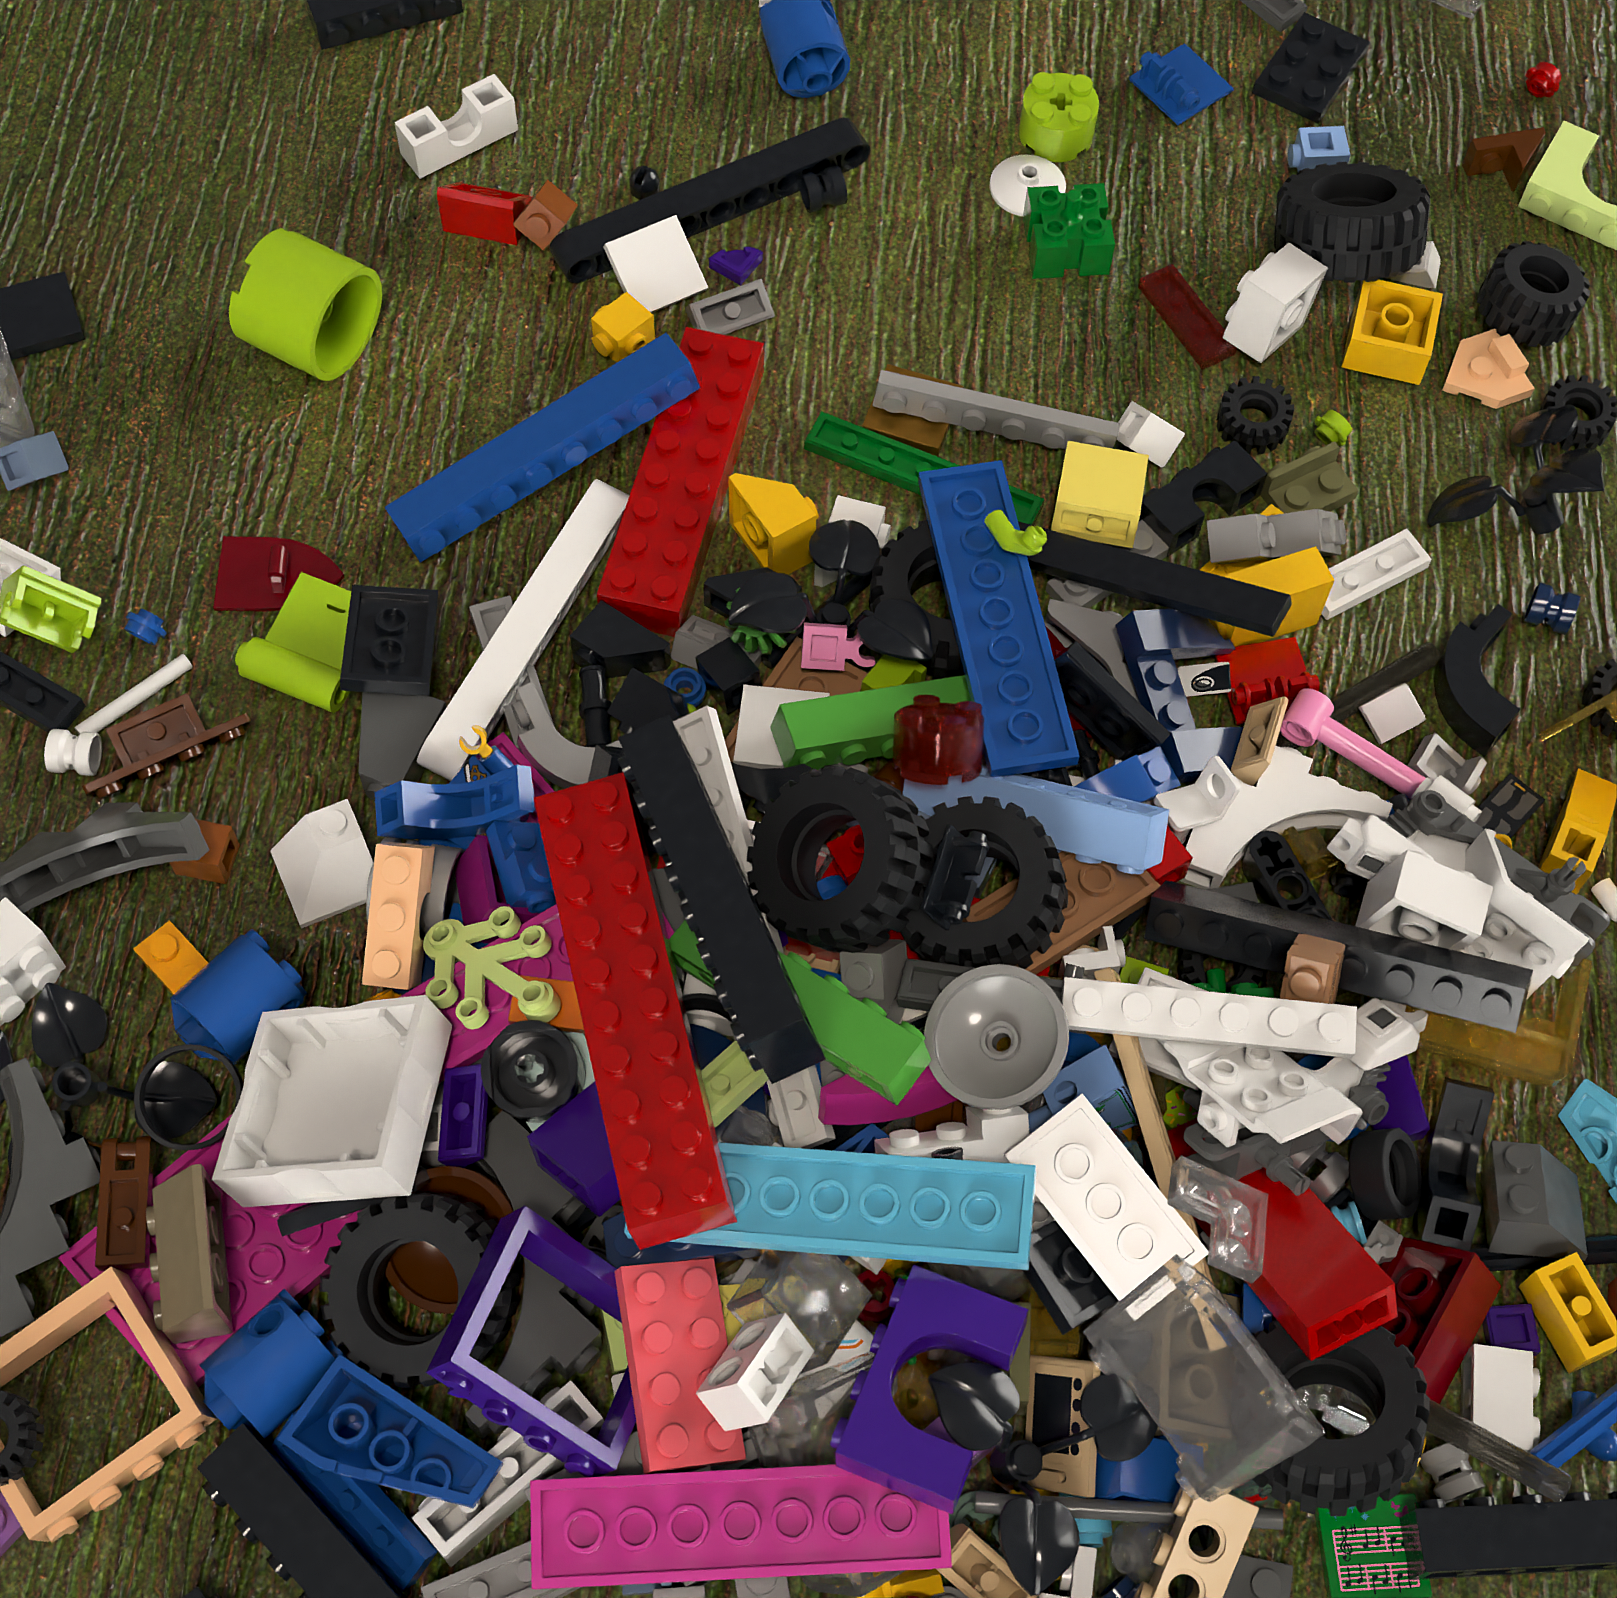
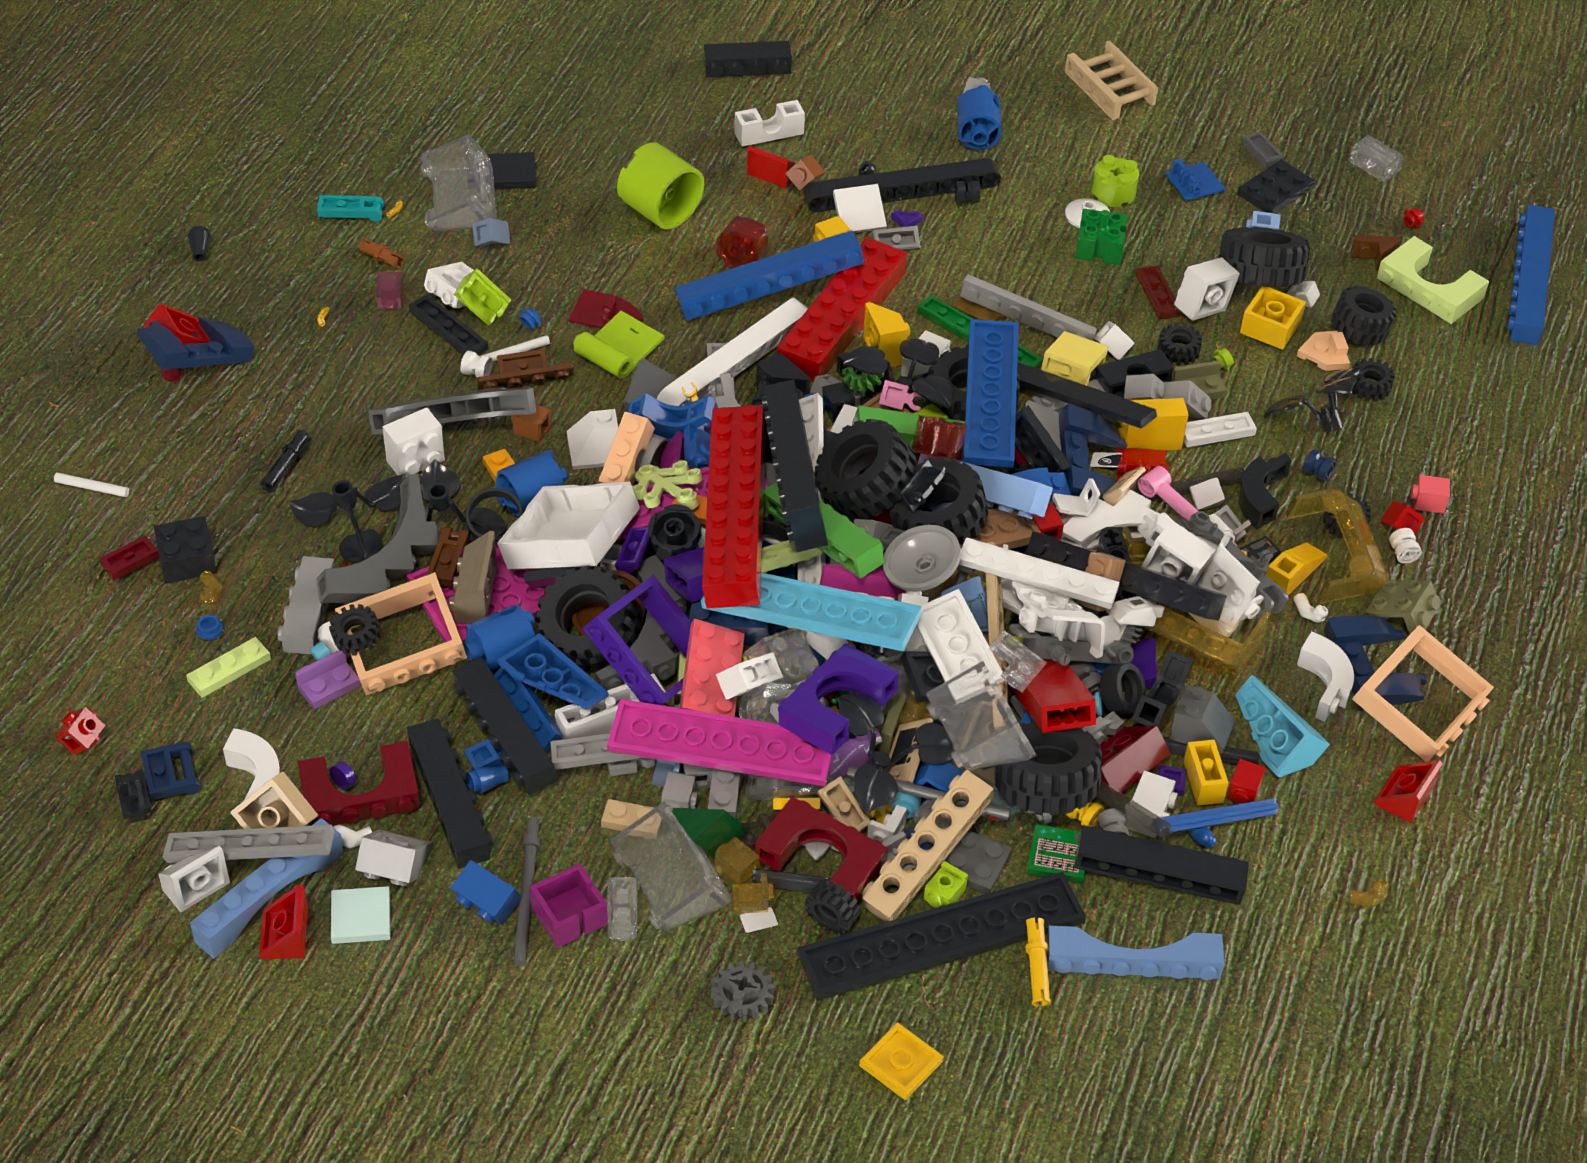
camera: 15 degrees right, 15 degrees down
(389, 640) = (659, 345): black plate -> none
(477, 386) = (742, 242): none -> clear red brick
(1012, 540) = (1018, 359): lime arm -> none

